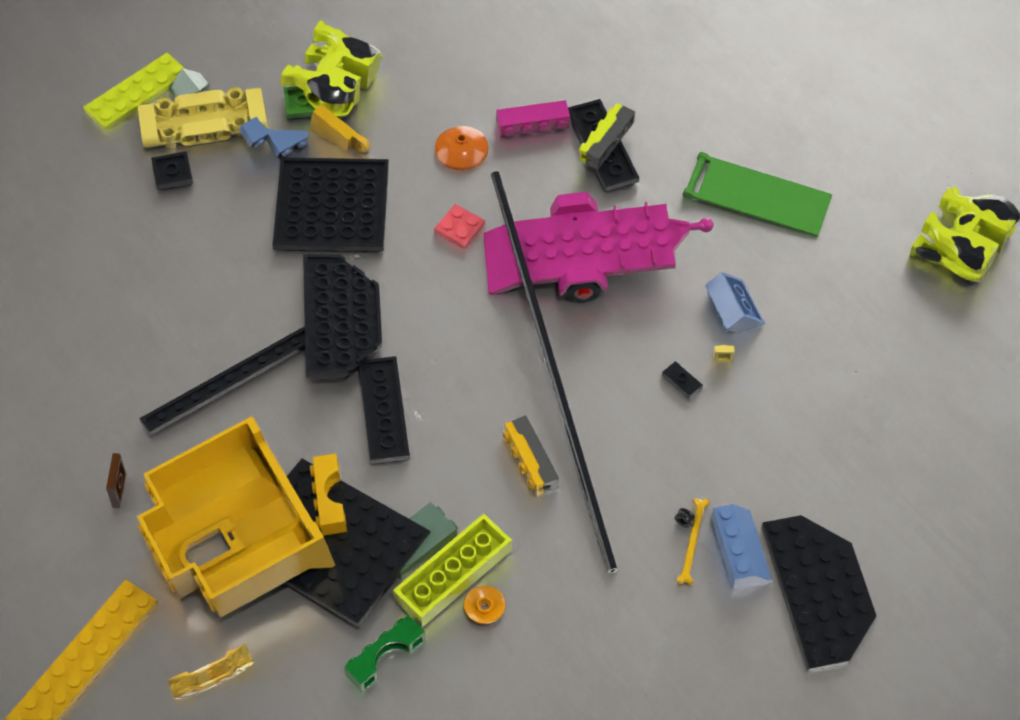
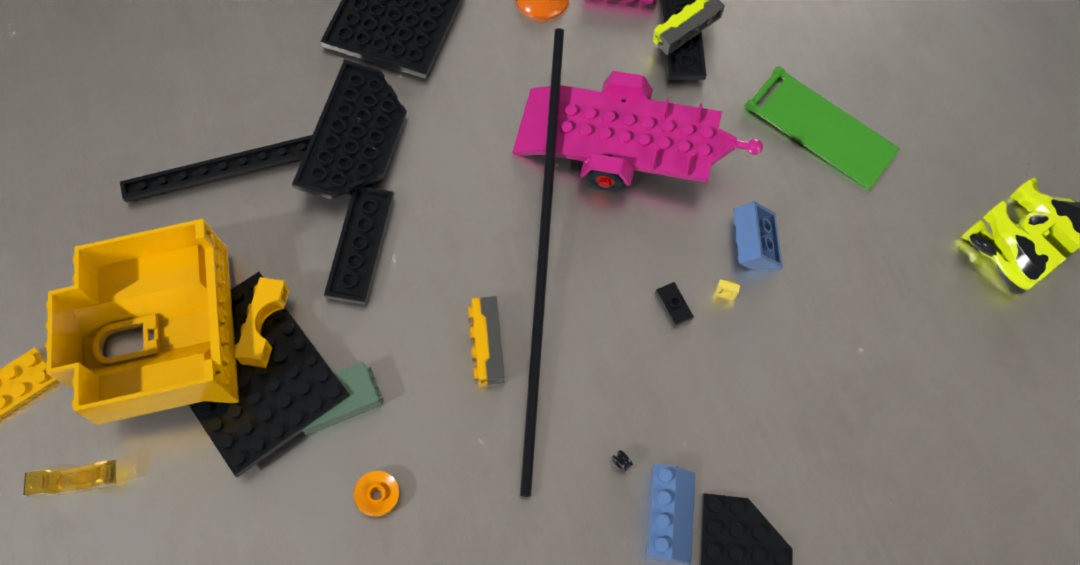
camera: 15 degrees right, 10 degrees up
(116, 480) = (63, 240): reddish brown tile -> none
(404, 636) = (225, 525): green arch -> none
(452, 570) = (355, 445): neon yellow brick -> none
(459, 226) = (510, 74): coral plate -> none
(700, 506) = (599, 528): yellow piece -> none

